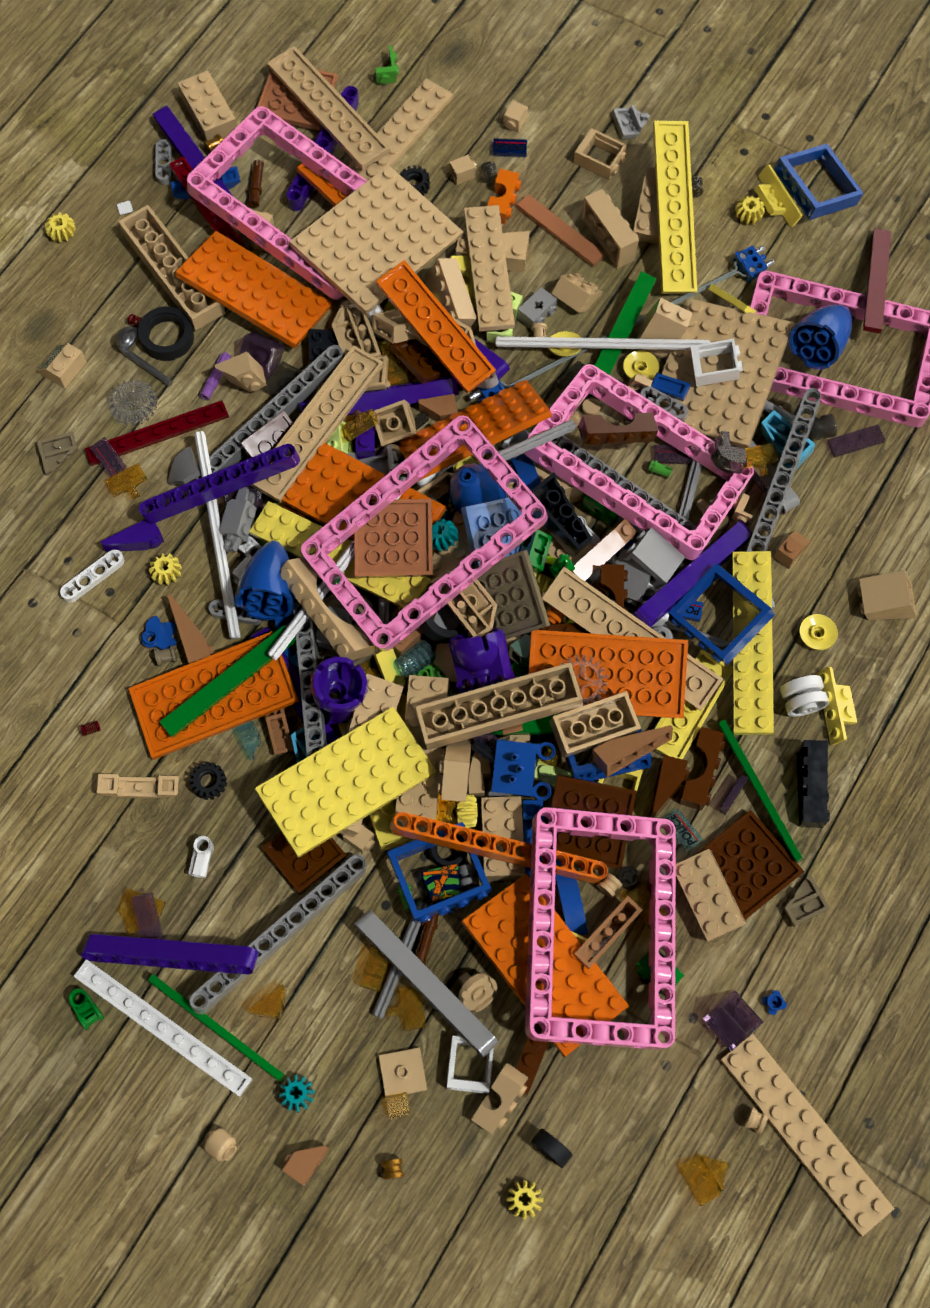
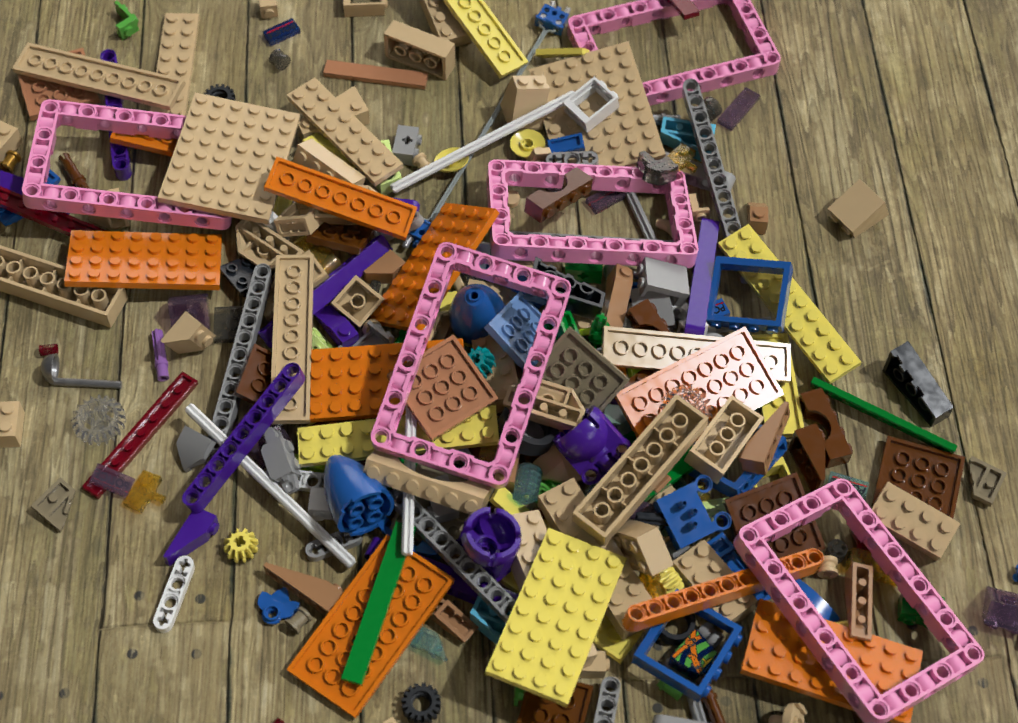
camera: 35 degrees left, 10 degrees down
(164, 314) = (79, 325): black tyre -> none
(360, 424) = (329, 318): clear yellow plate -> none
(462, 169) = (255, 69): tan brick -> none
(506, 184) = (304, 62): orange arch -> none
(537, 440) = (506, 234): light grey axle -> none
(566, 379) = (474, 183): clear smoke axle -> none
(576, 292) = (428, 114): tan slope -> none
(626, 320) = (488, 112): green tile -> none
(660, 469) = (607, 214): bright green pin -> none
(733, 794) = (865, 432): clear purple tile -> none
(804, 695) = (859, 320): white wheel -> none
(821, 336) = (659, 41): blue cylinder -> none
(821, 625) = (831, 262): light yellow dish -> none
(840, 707) = (884, 315): light yellow bracket -> none

